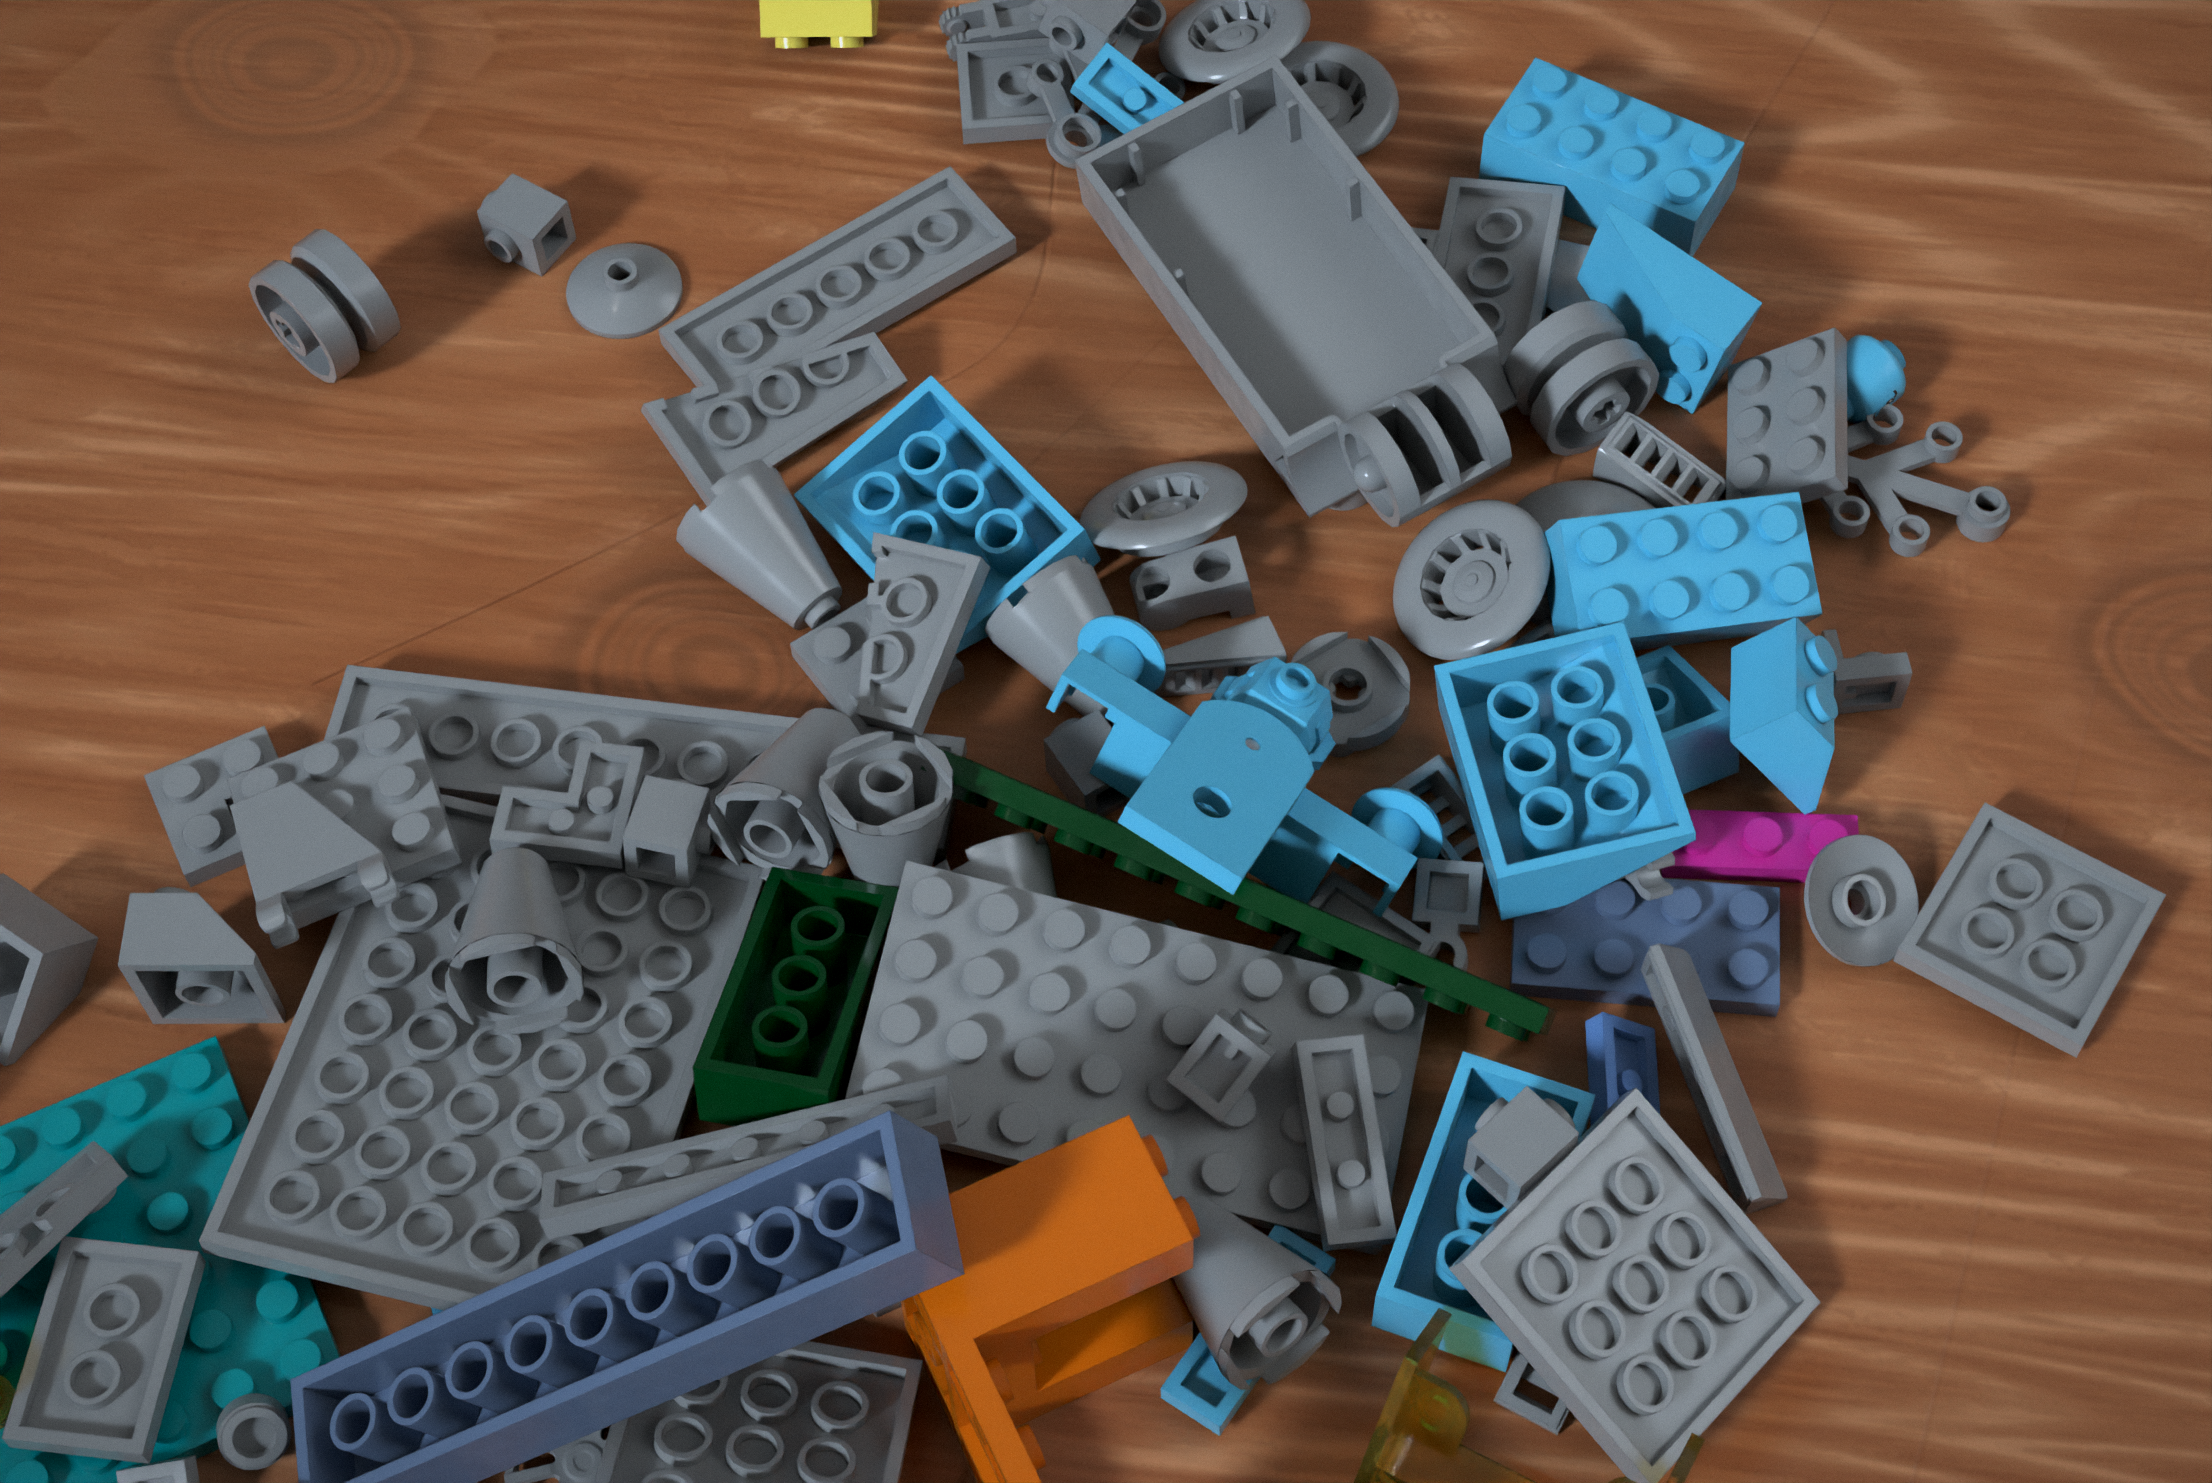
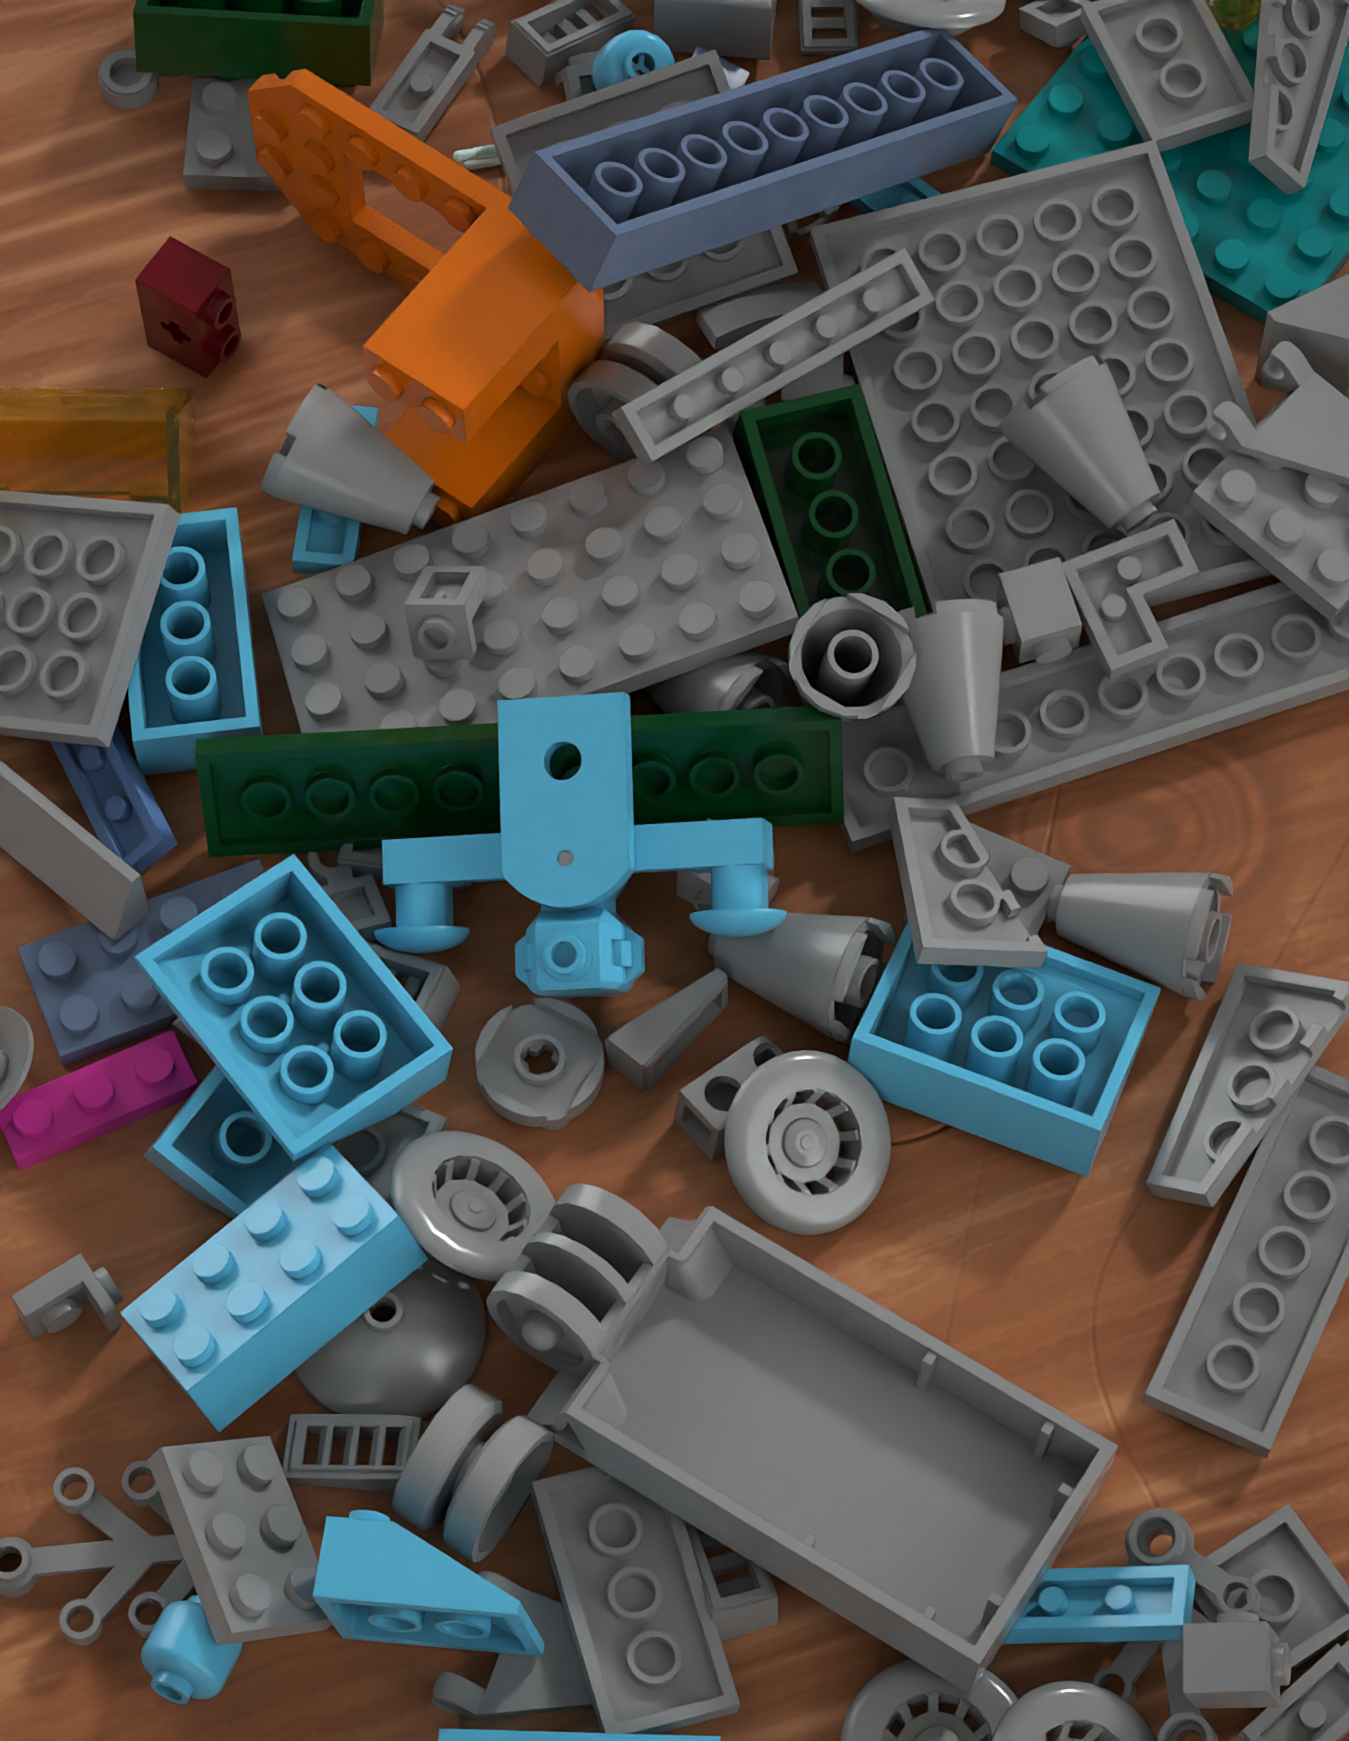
camera: 150 degrees right, 5 degrees up
(253, 1431) = (1032, 83): light grey tile -> none
(1343, 1142) = (323, 614): light grey plate -> none
(1518, 1144) = (169, 641): light grey brick -> none
(1785, 708) = (116, 1170): medium azure slope -> none

